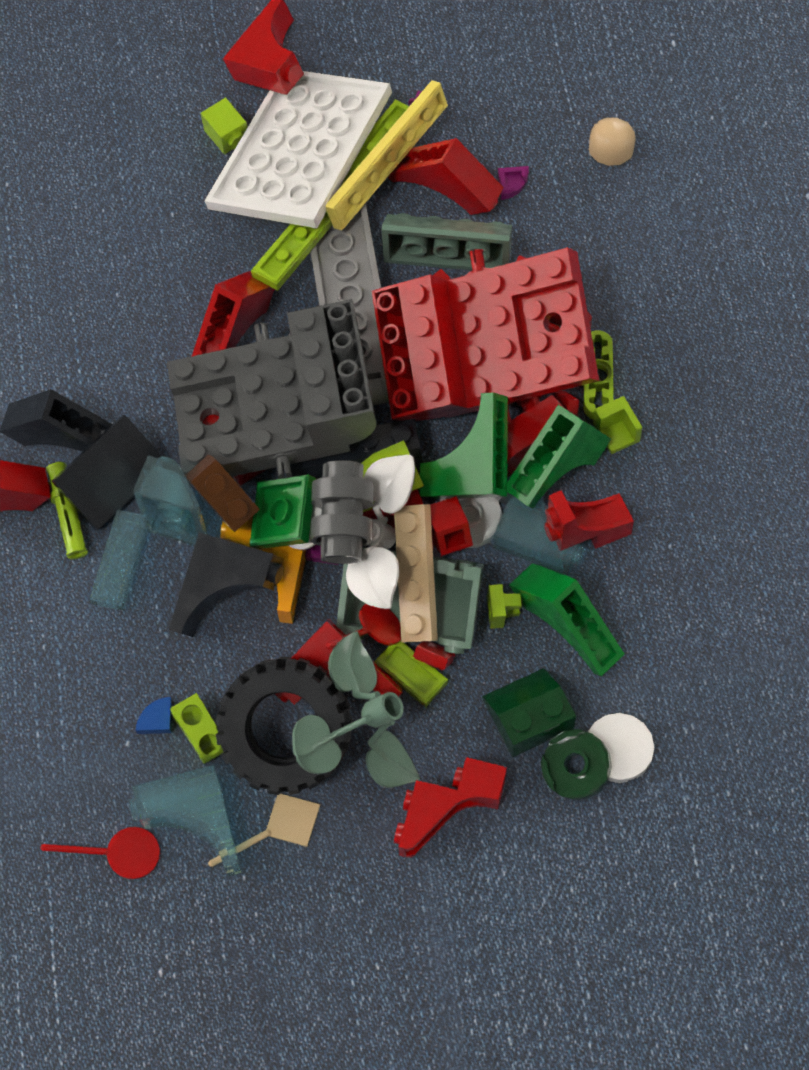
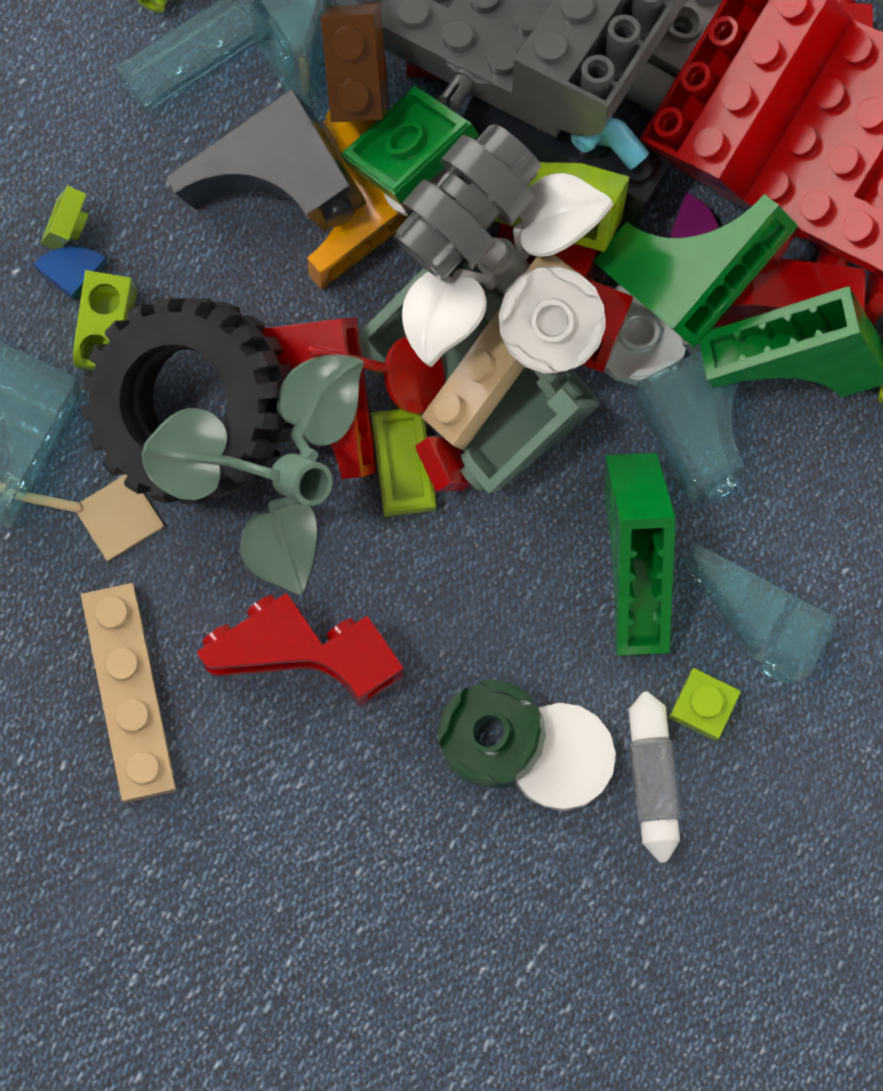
camera: 30 degrees right, 10 degrees up
(132, 694) = (66, 219): none -> lime plate
(378, 901) = (128, 693): none -> tan plate
(383, 426) = (619, 138): none -> medium azure arm
(430, 536) = (551, 319): none -> white tile
(447, 440) = (693, 219): none -> magenta tile
(501, 605) = (575, 473): lime tile -> none
(530, 711) = (495, 624): dark green slope -> none
(579, 521) = (753, 451): red arch -> none
(654, 598) = (766, 619): none -> clear light blue slope
(663, 664) = (704, 704): none -> lime plate
(672, 718) = (654, 776): none -> piece

